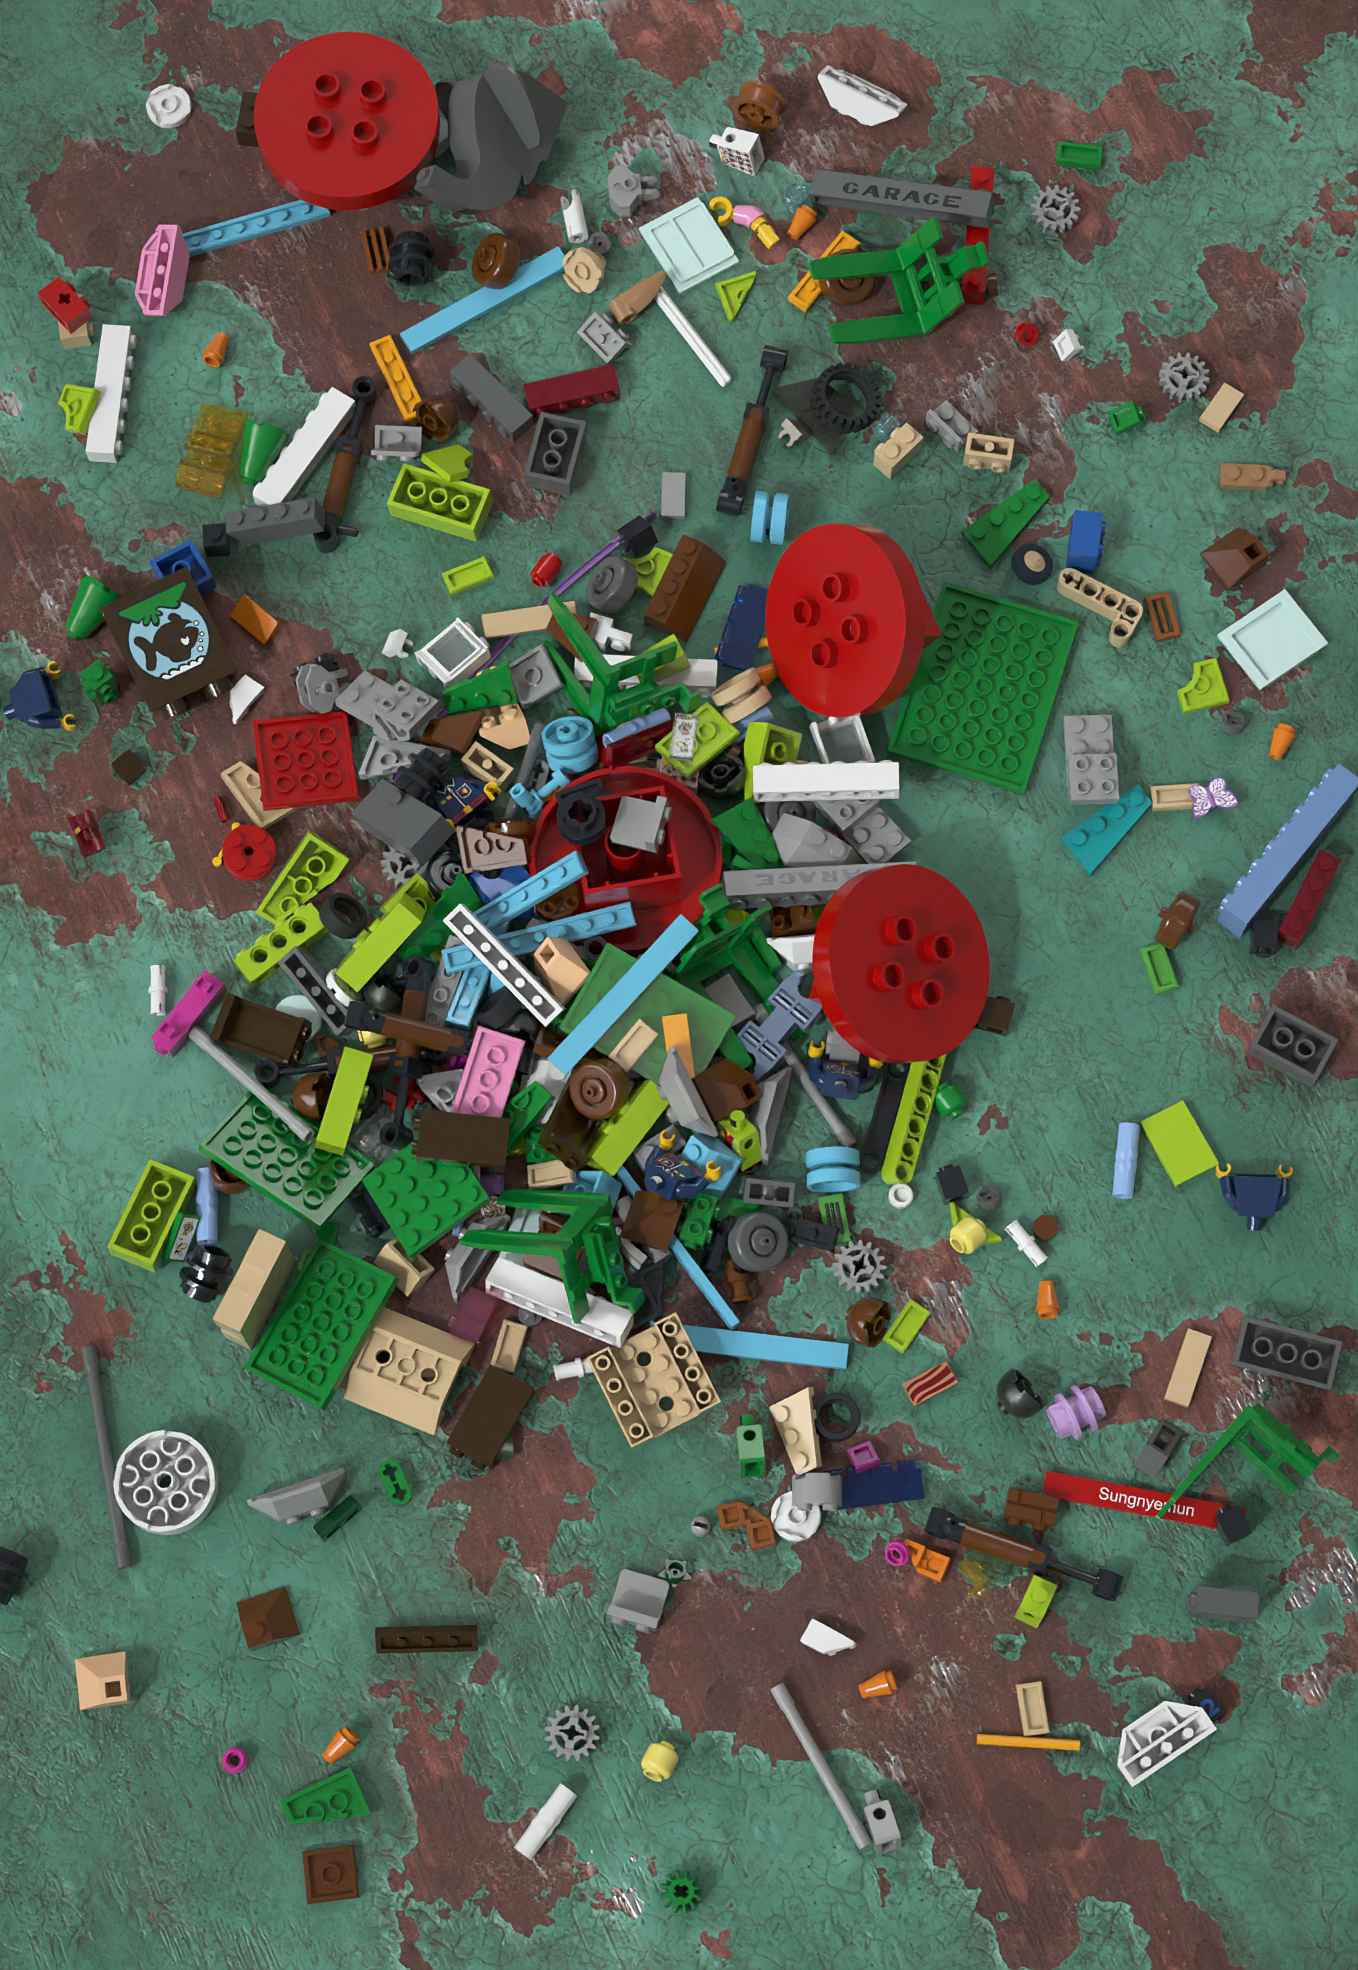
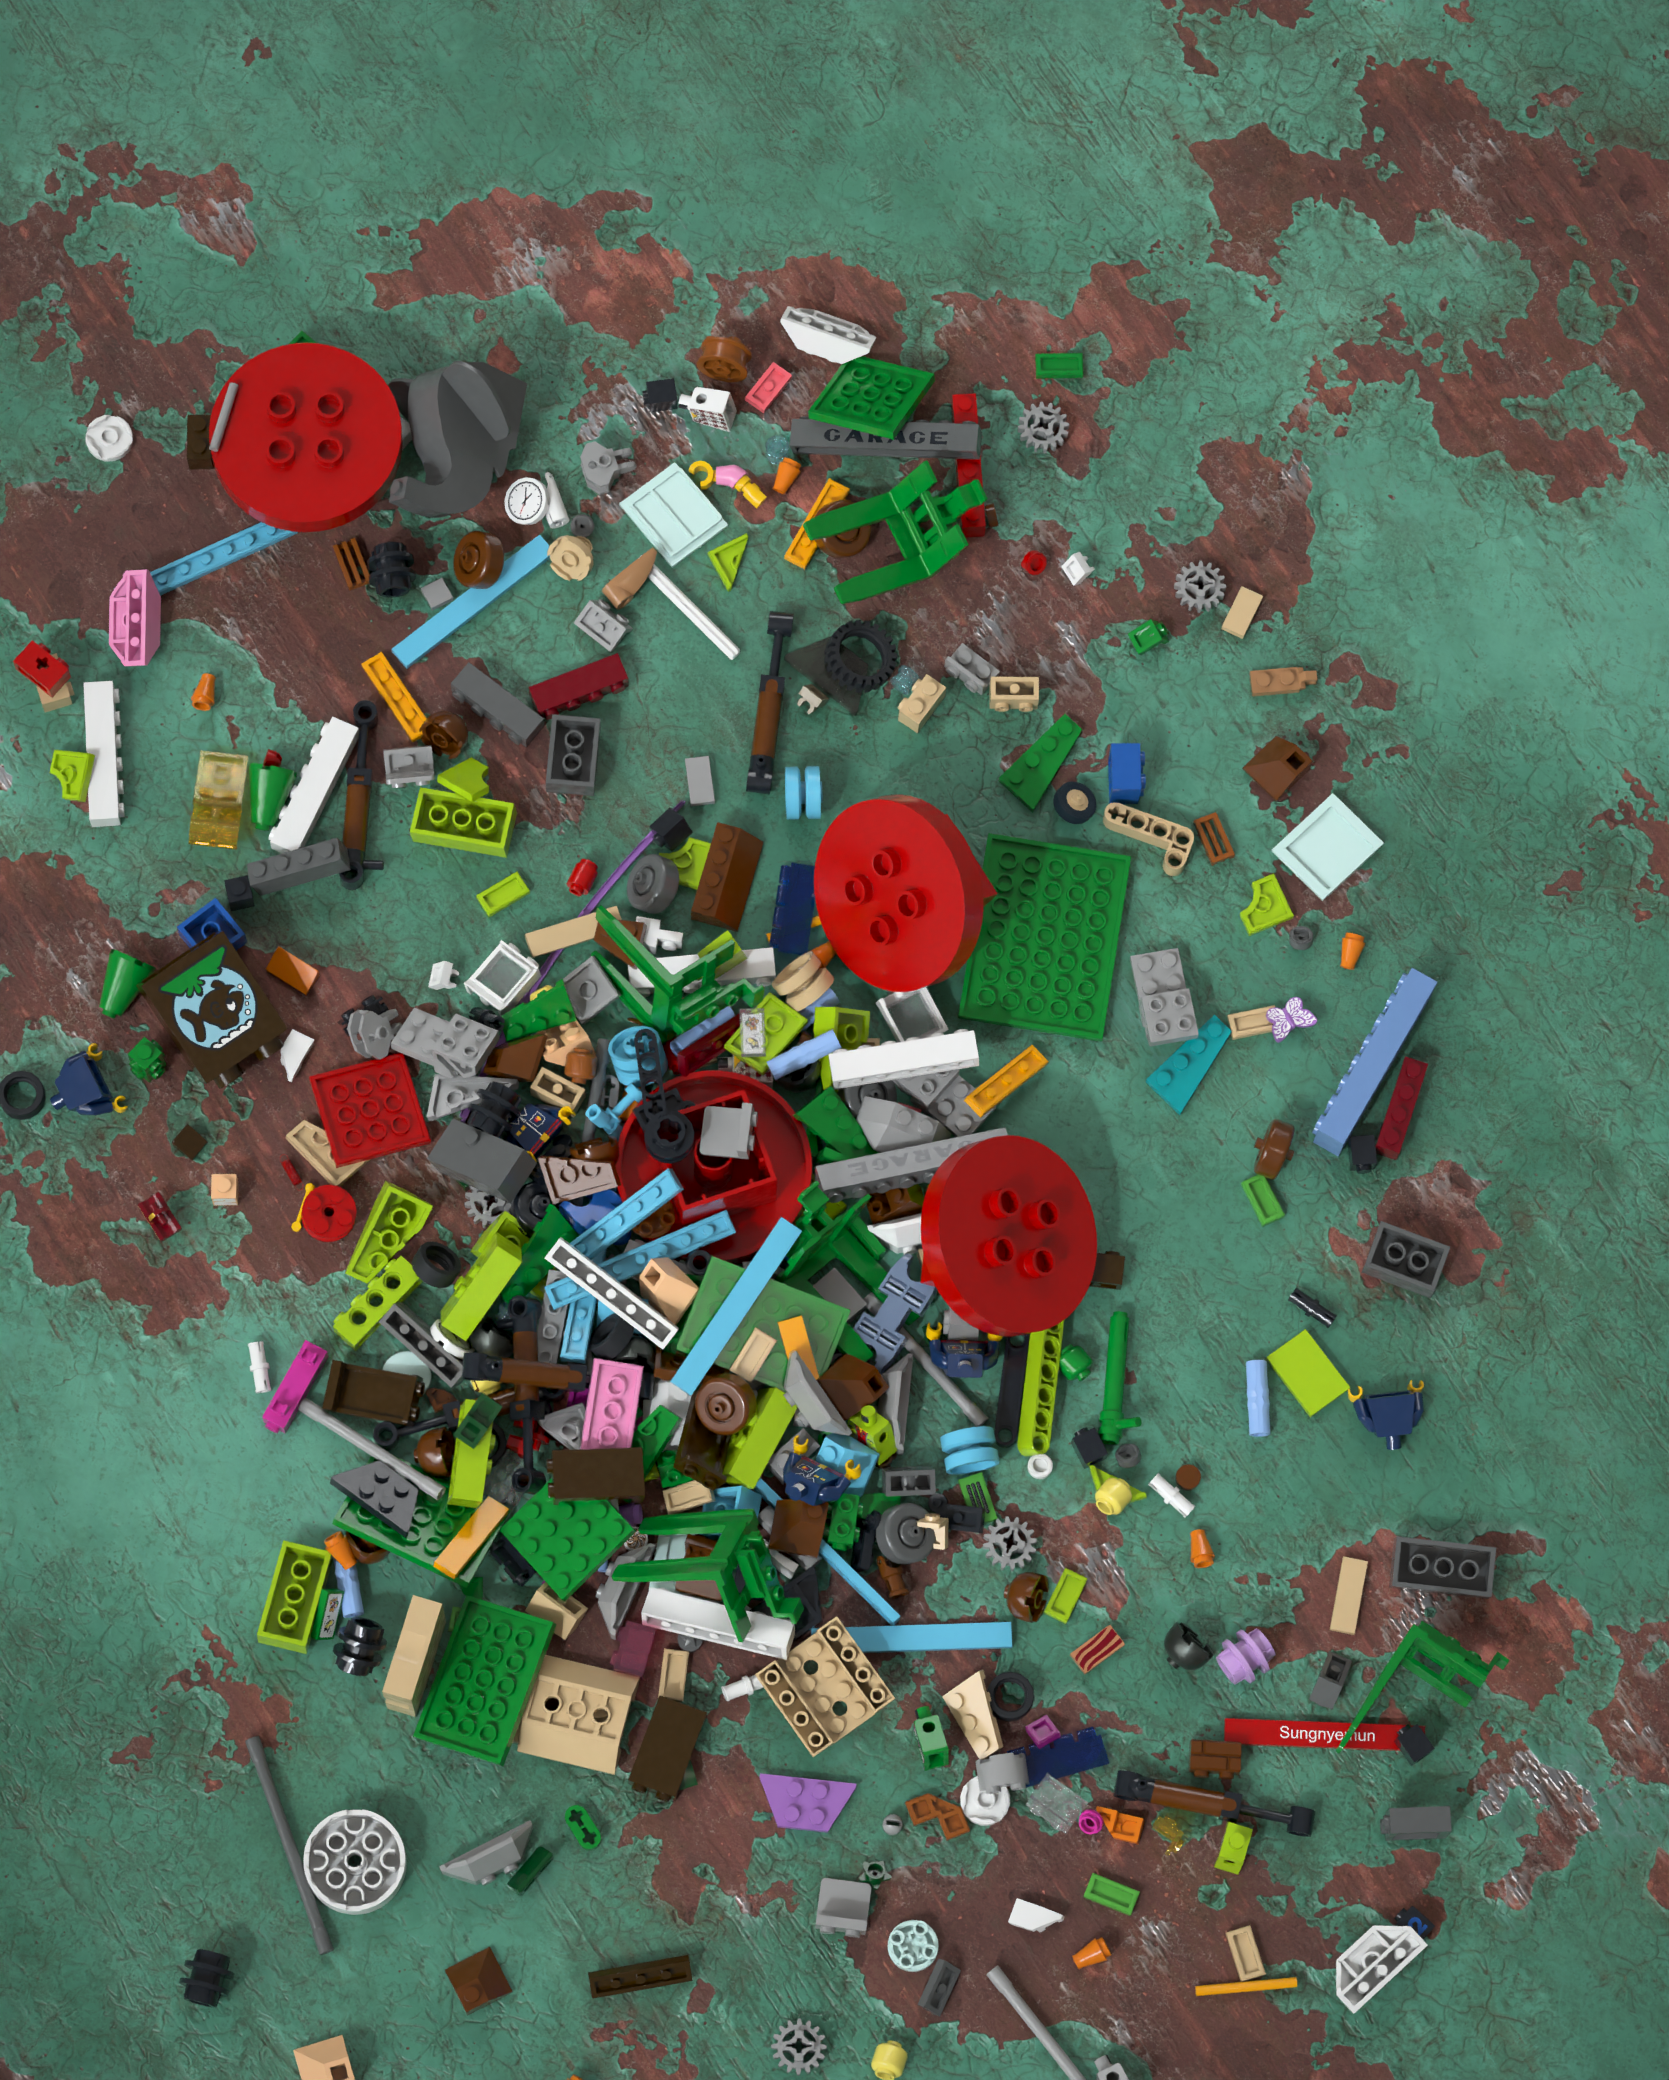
camera: 15 degrees left, 0 degrees up
(153, 816) = (224, 1189): none -> light nougat brick
(201, 1174) = (339, 1548): none -> orange cone
(250, 1127) = (380, 1493): none -> wing
(270, 90) = (223, 417): none -> light grey bar
(270, 418) = (272, 758): none -> red hinge
(330, 1183) = (471, 1537): none -> light orange tile
(353, 1068) = (478, 1420): none -> dark green slope
(431, 688) = (487, 1018): none -> black pin
(452, 288) = (437, 594): none -> light grey tile
(513, 745) = (580, 1065): none -> dark orange head
(550, 213) = (527, 501): none -> white tile
(579, 762) = (649, 1075): none -> black beam
(618, 1491) = (805, 1802): none -> medium lavender wing
(693, 133) = (660, 395): none -> black brick
(701, 1650) = (913, 1945): none -> light aqua tile
(721, 1695) = (939, 1987): none -> dark grey plate
(730, 764) = (804, 1054): none -> light blue axle
(792, 1240) = (940, 1527): none -> tan bracket
(797, 139) = (768, 387): none -> coral plate
(865, 1530) = (1056, 1804): none -> clear bracket
(894, 157) = (871, 396): none -> green plate
(907, 1628) = (1111, 1894): none -> bright green tile
(924, 818) = (1006, 1081): none -> light orange tile
(978, 1157) = (1111, 1416): none -> green cylinder
(1192, 1080) = (1312, 1307): none -> black pin

